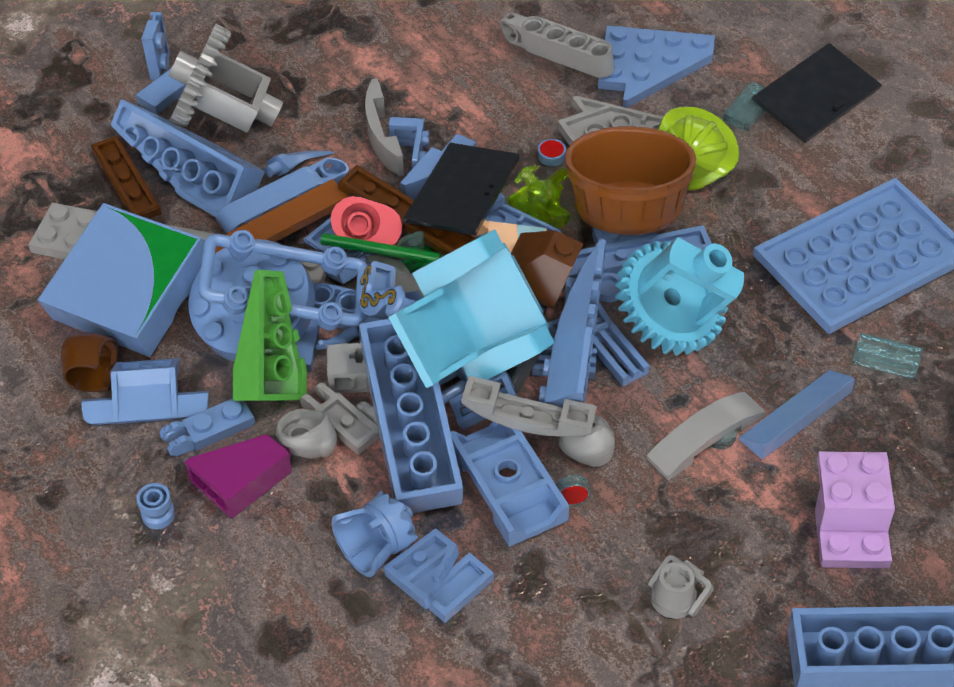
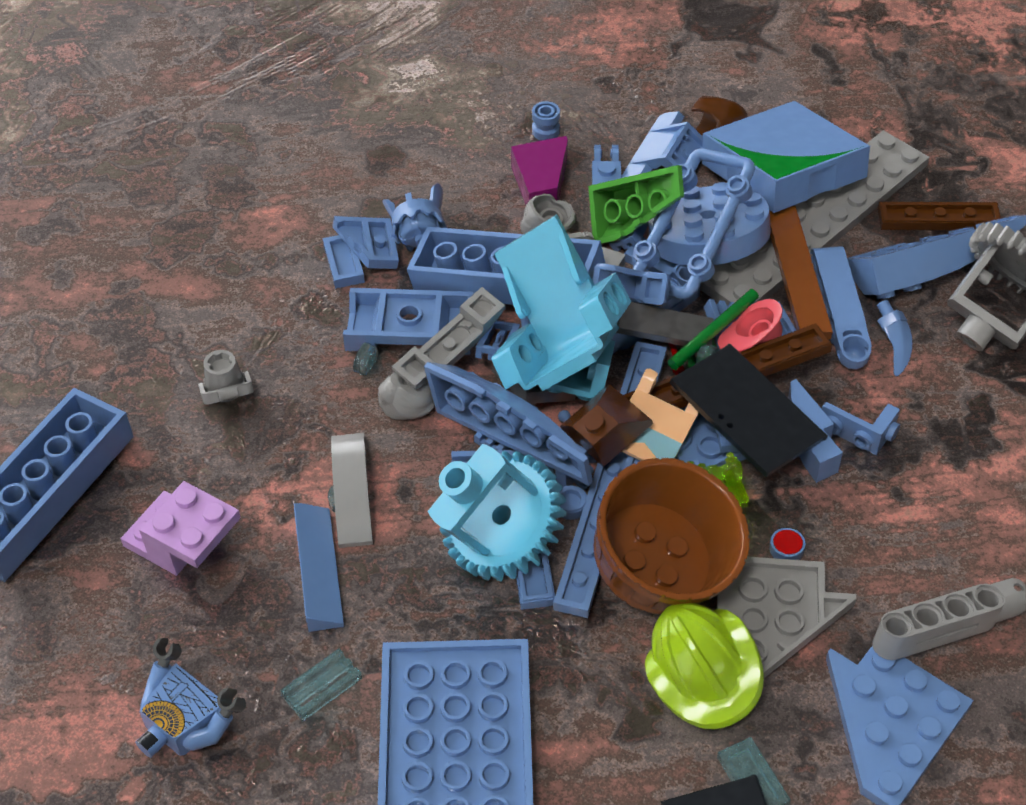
camera: 120 degrees right, 0 degrees up
(385, 148) = (914, 408): light grey slope -> none

